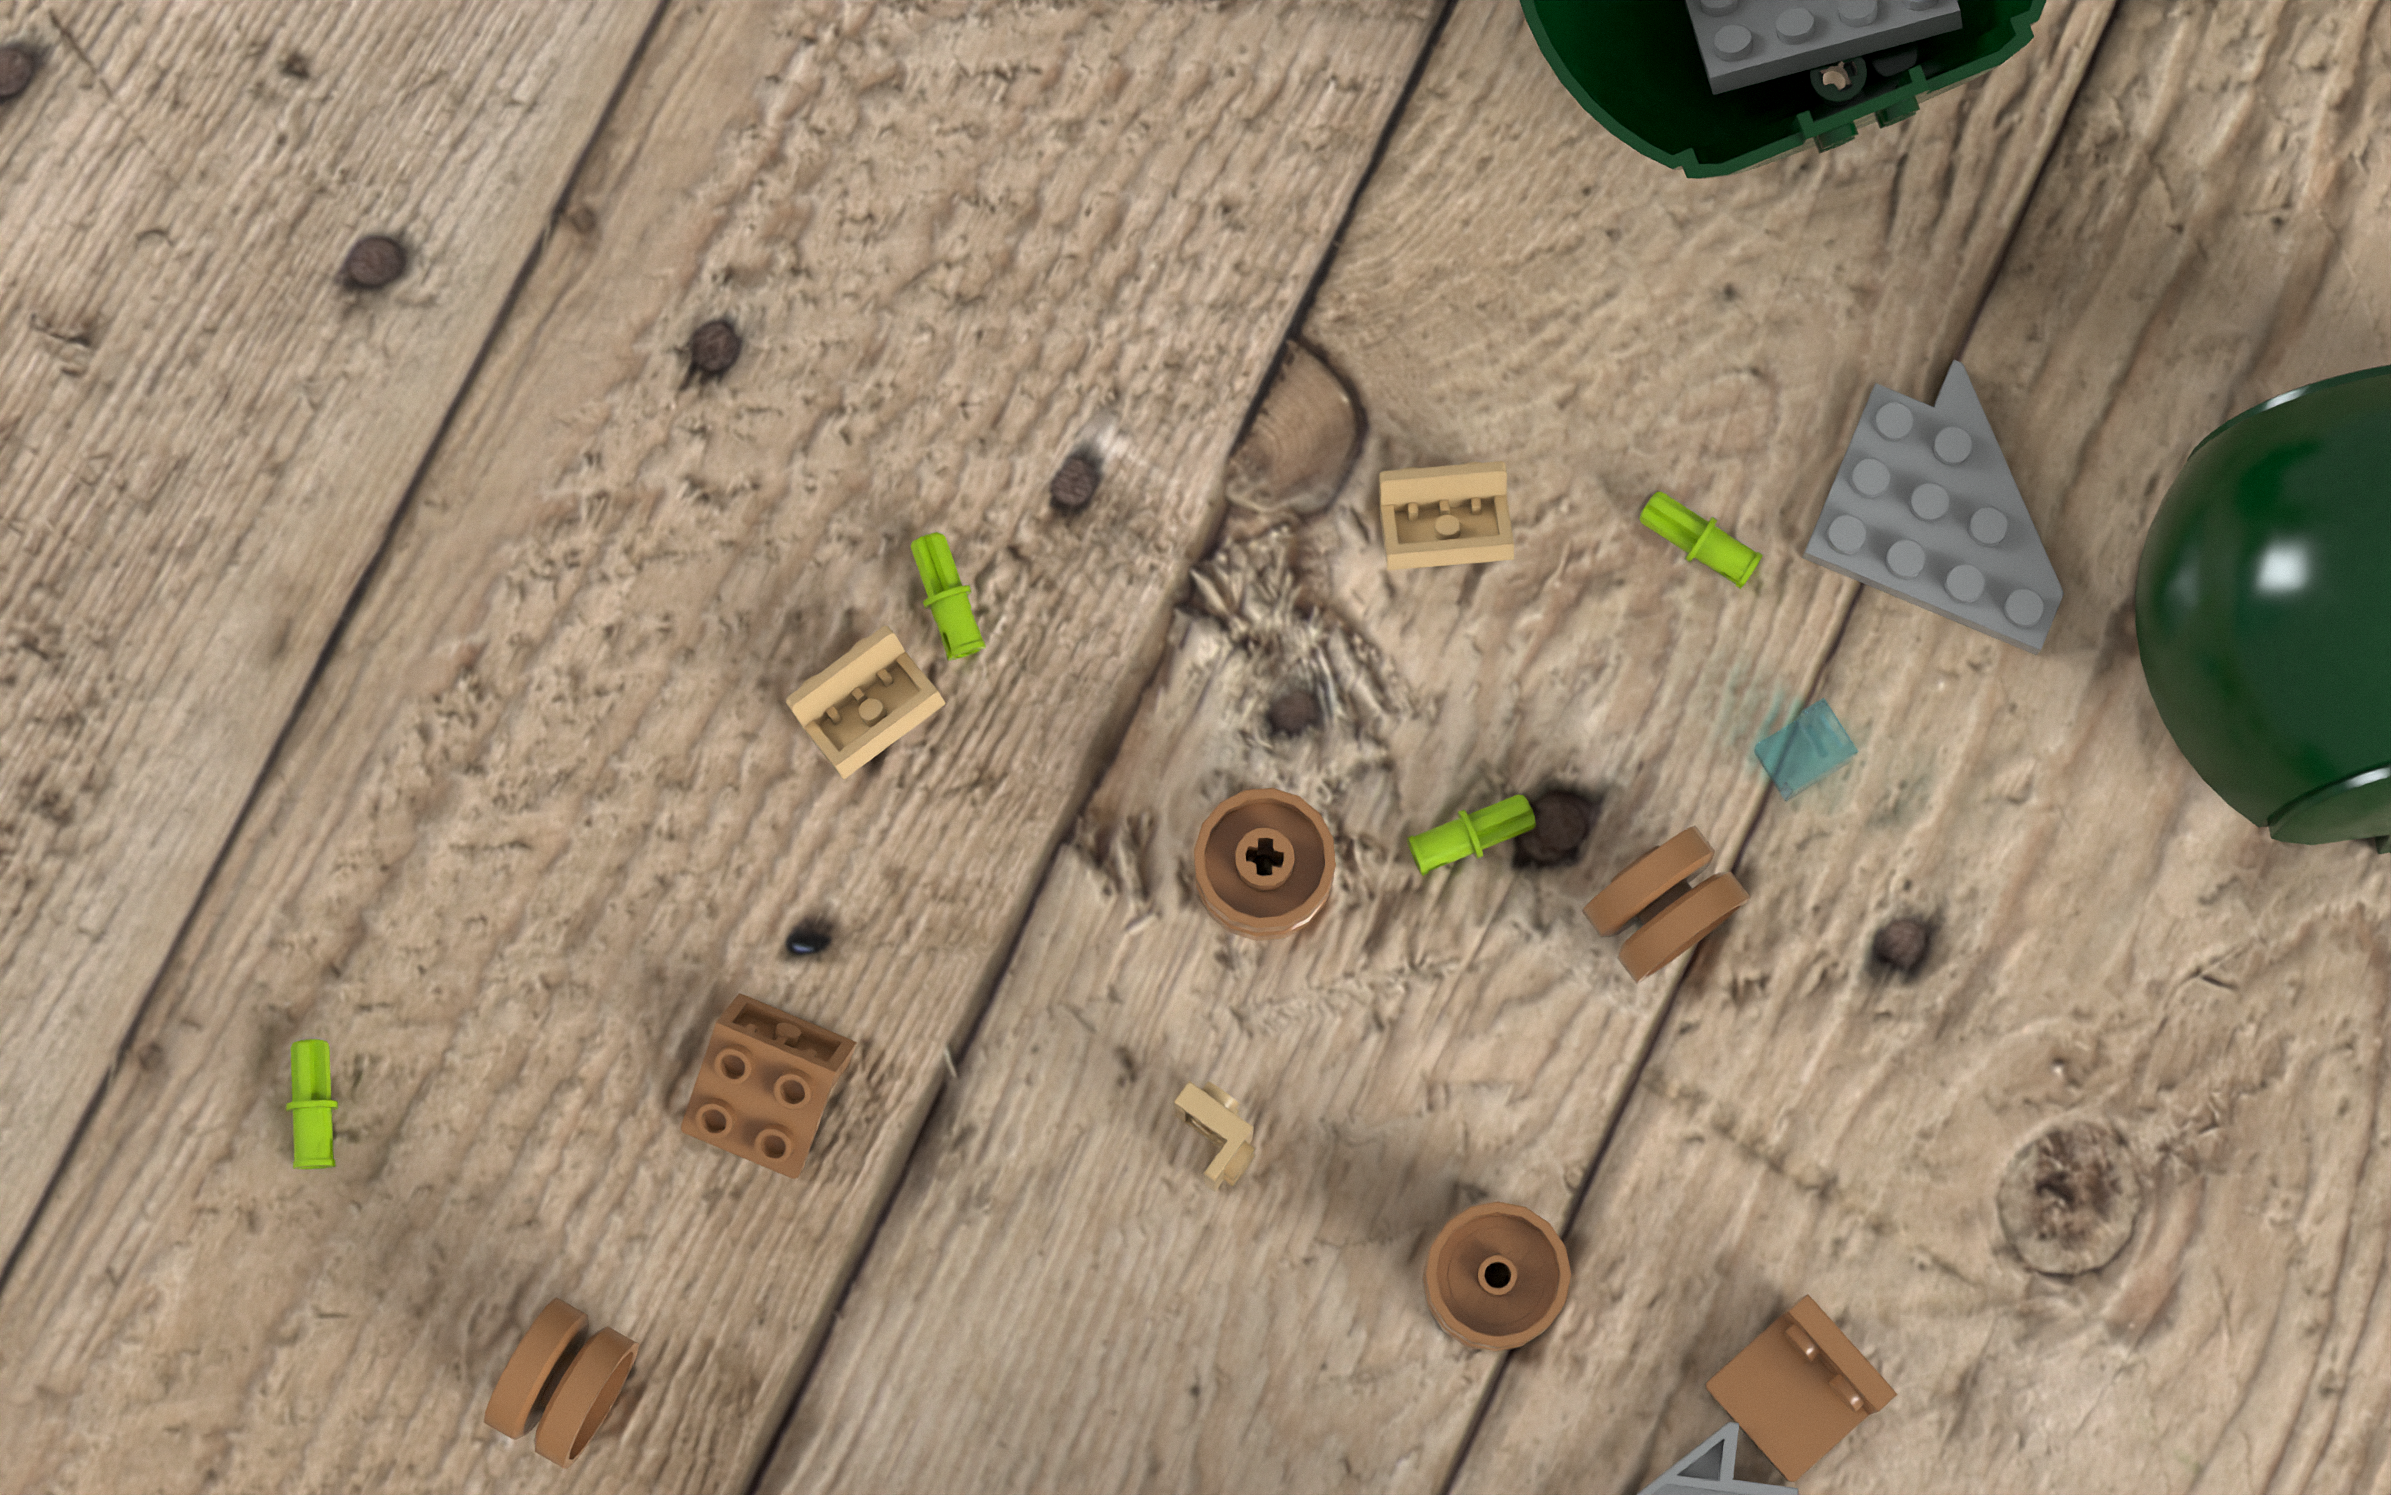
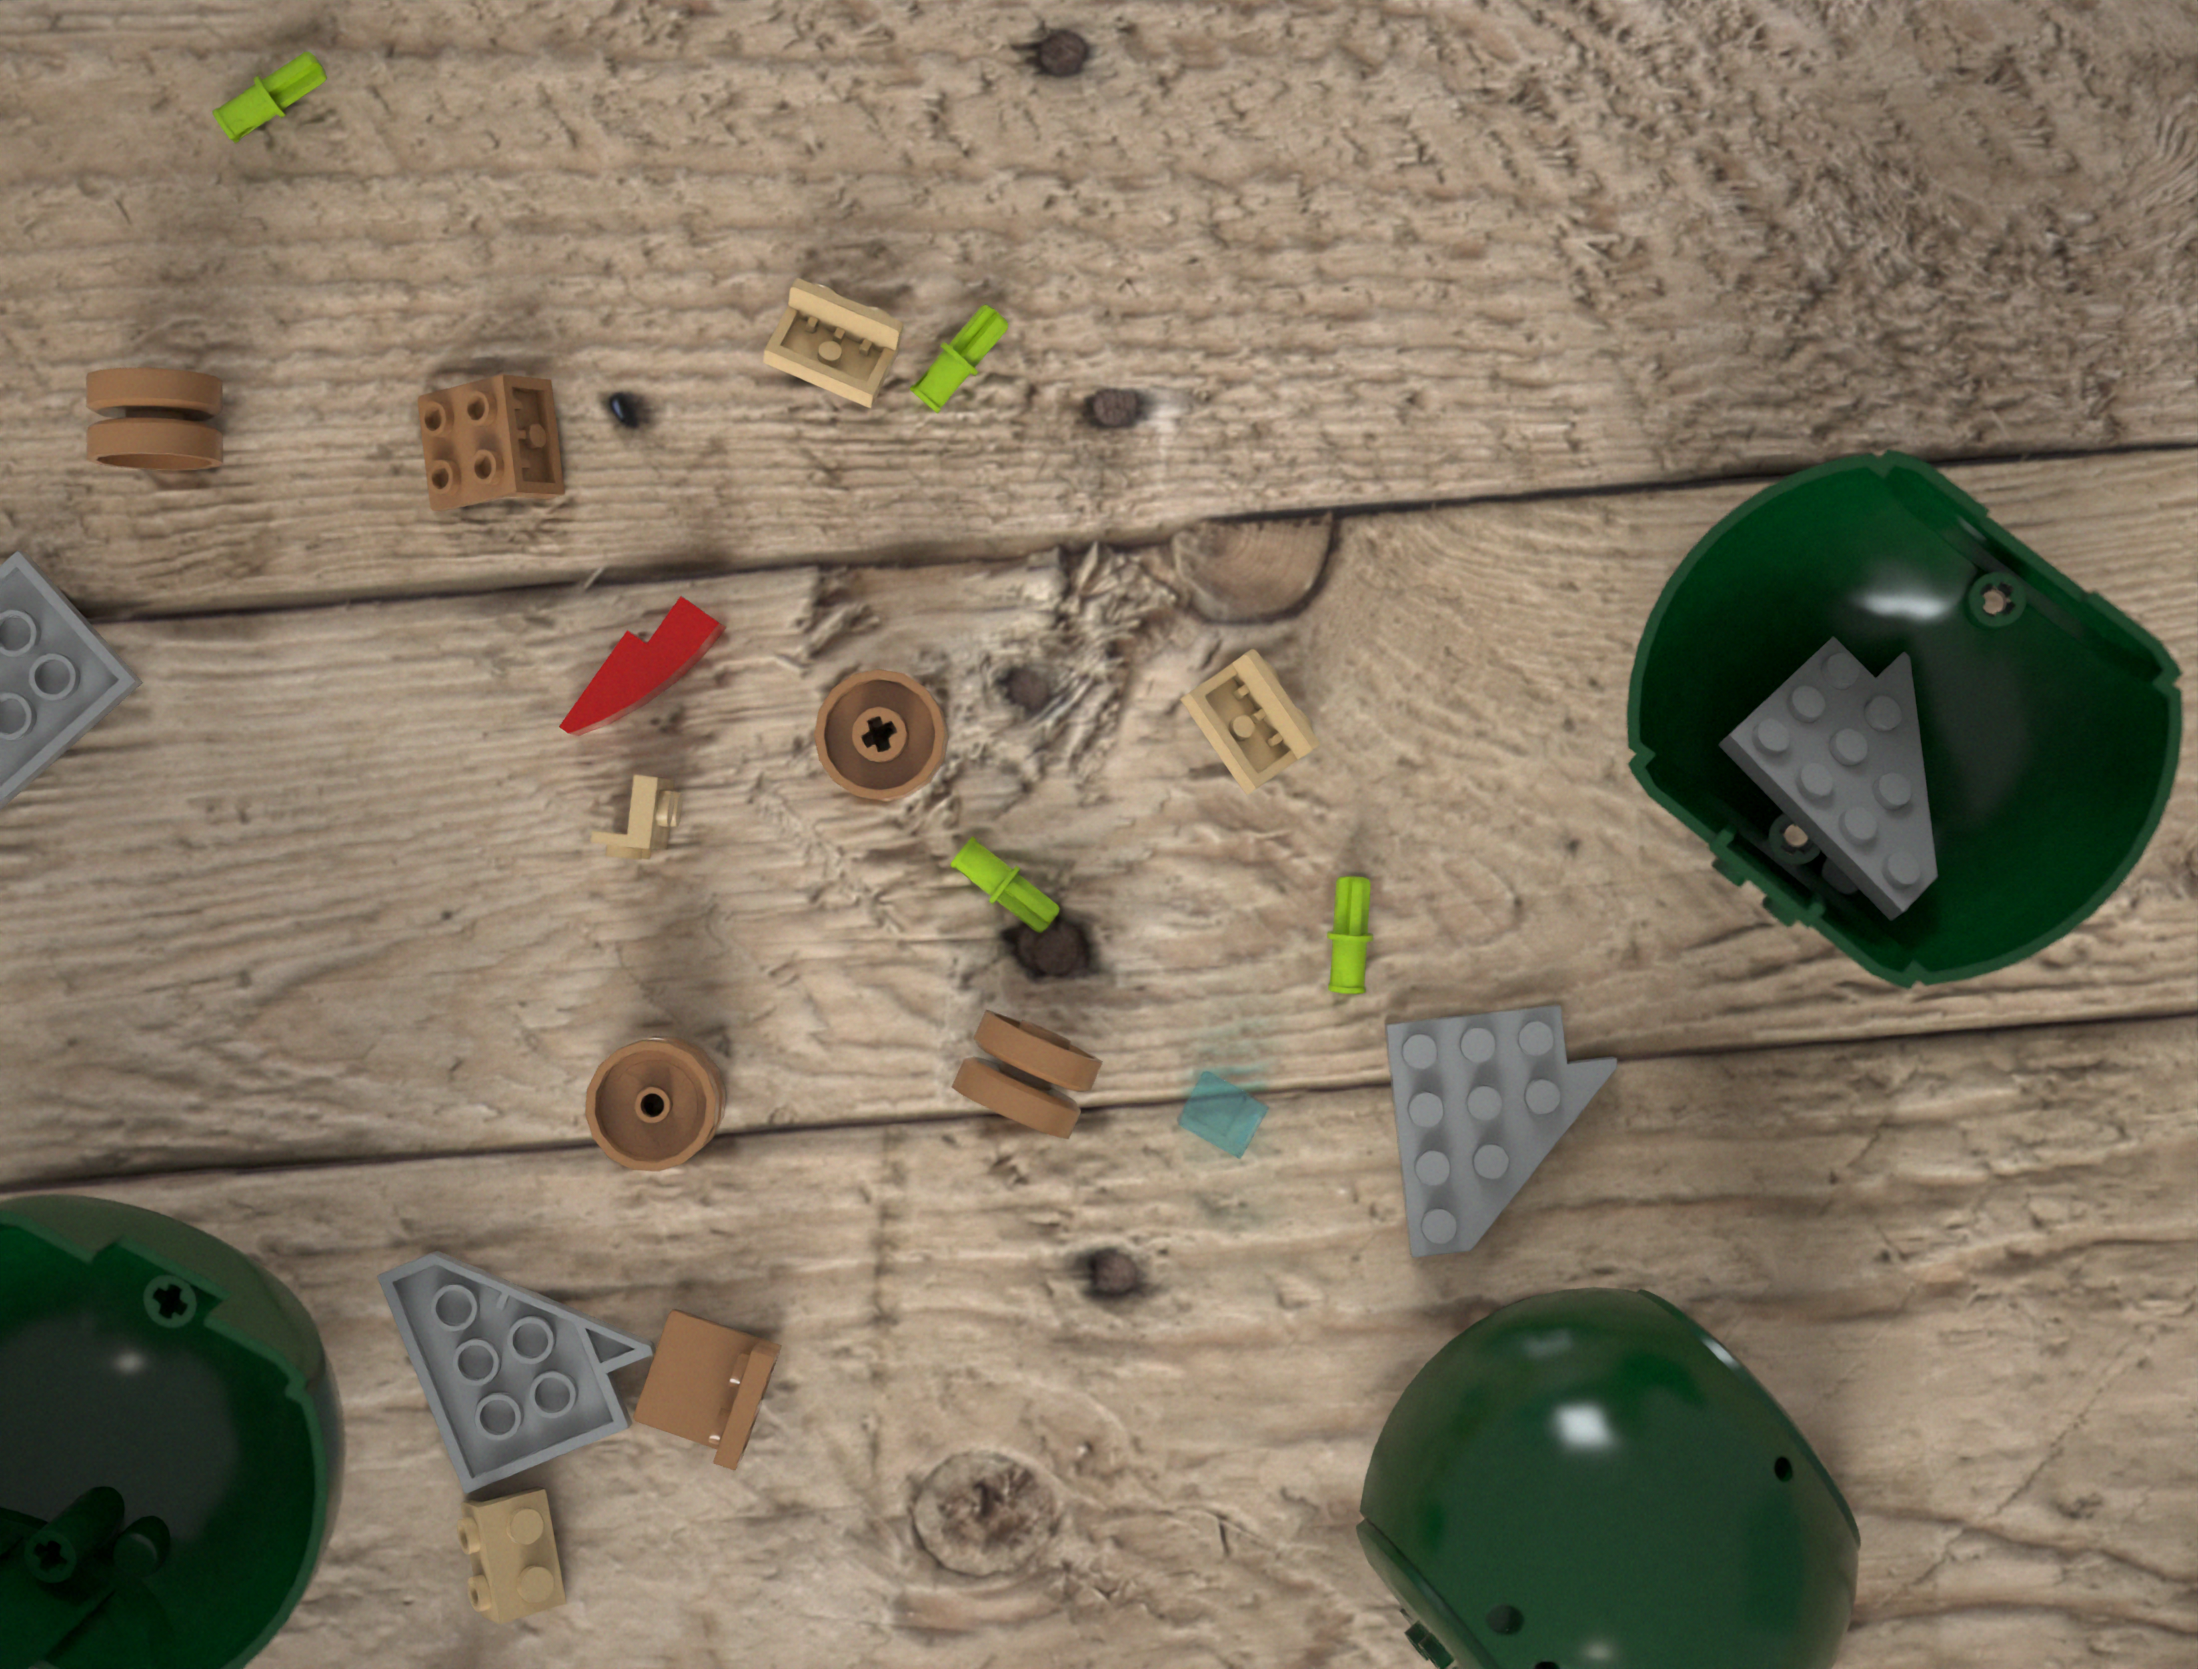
camera: 55 degrees right, 10 degrees up
(1069, 1054) = (643, 669): none -> red slope

